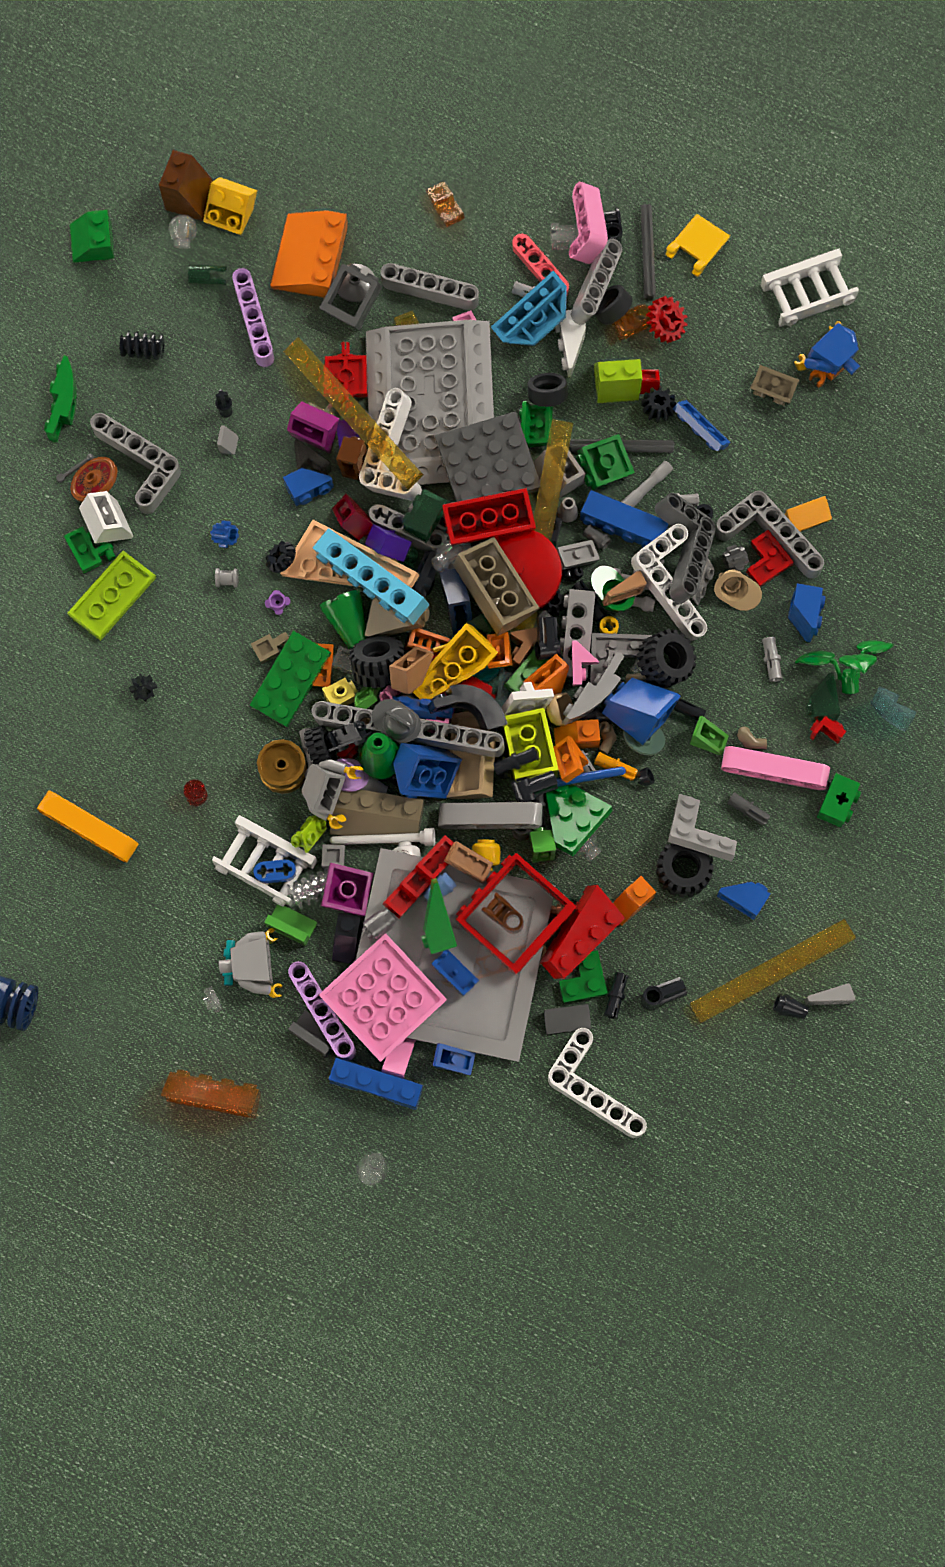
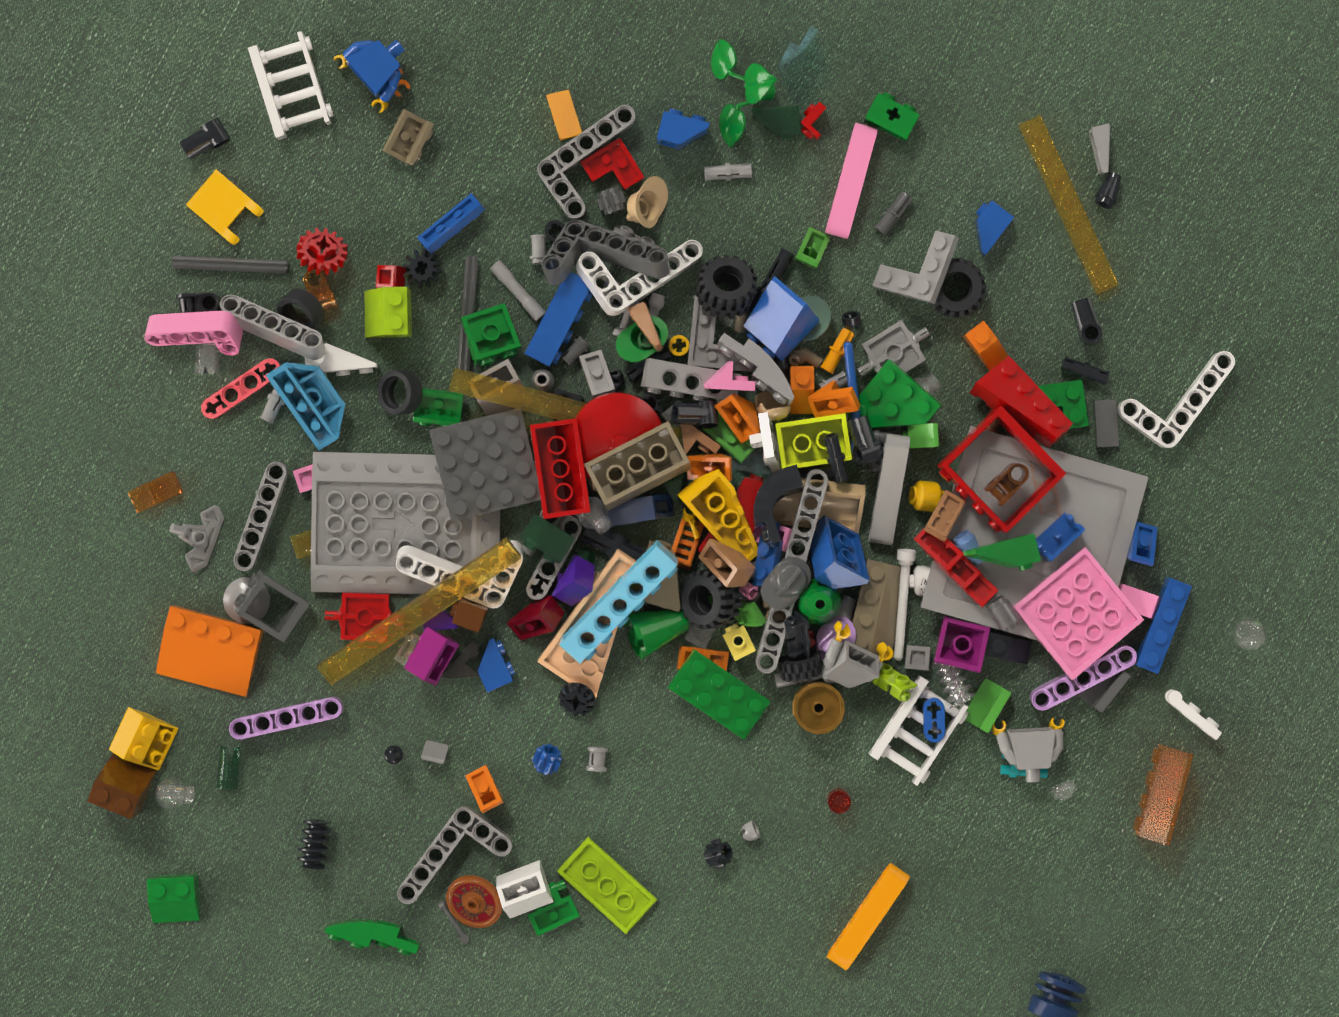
camera: 85 degrees left, 15 degrees up
(164, 717) = (750, 831): none -> light grey hinge
(195, 482) = (484, 789): none -> orange slope
(267, 648) = (680, 716): dark tan plate -> none
(277, 596) = (627, 711): medium lavender plate -> none
(291, 1120) = (1192, 712): none -> white plate
(408, 241) = (200, 537): none -> light grey piece
(624, 819) = (894, 344): none -> light grey plate
(749, 741) = (818, 205): dark tan arm -> none
(758, 227) = (210, 136): none -> black piece

